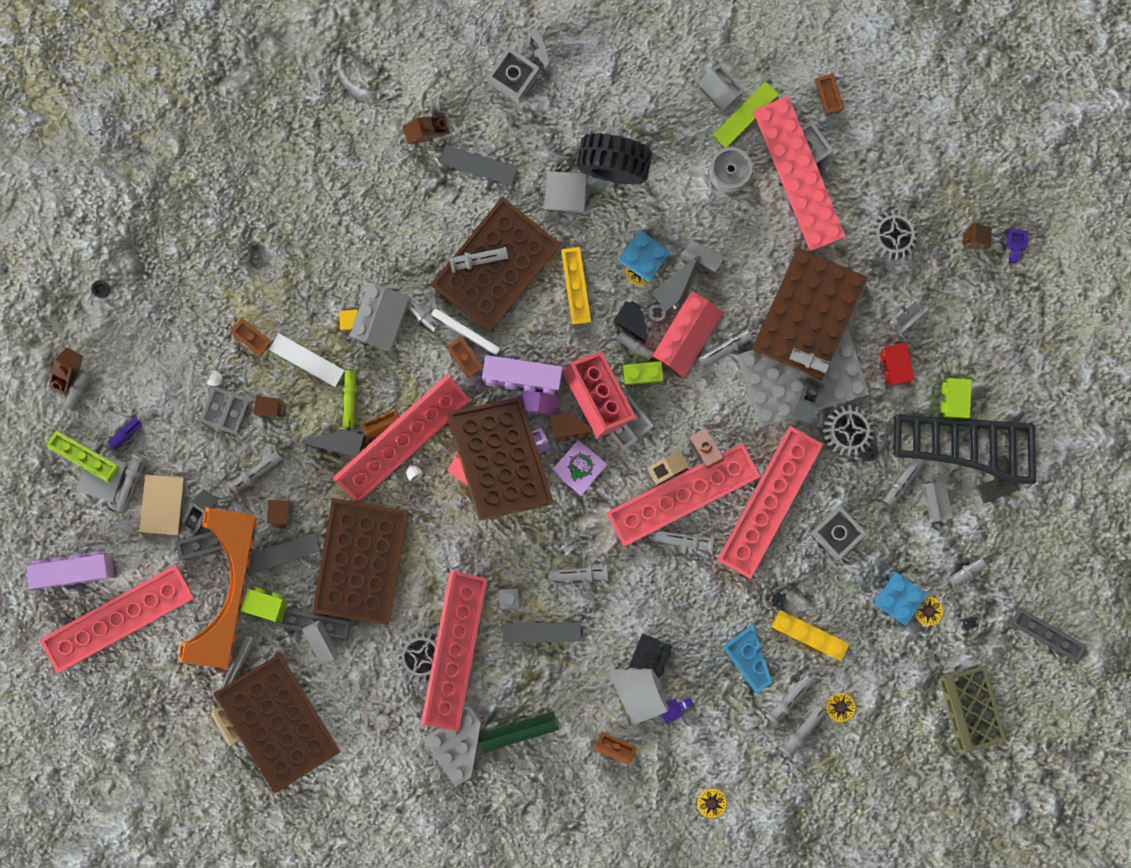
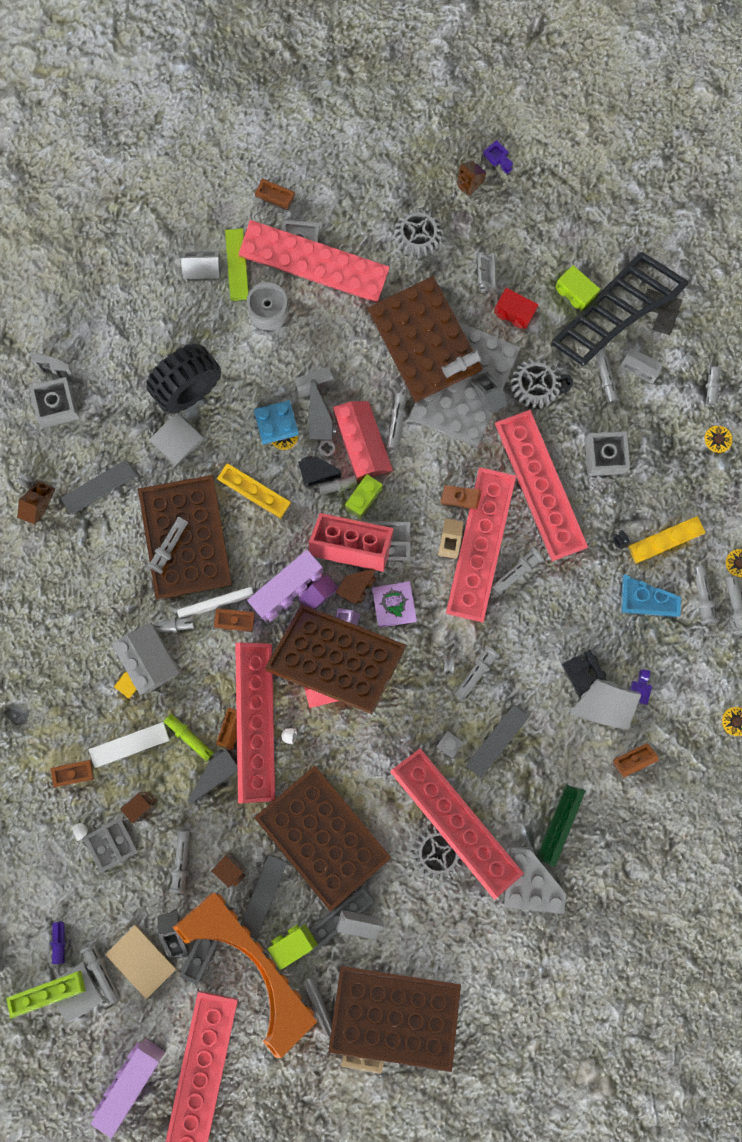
camera: 50 degrees left, 5 degrees down
(900, 598) = (692, 451): dark azure plate -> none

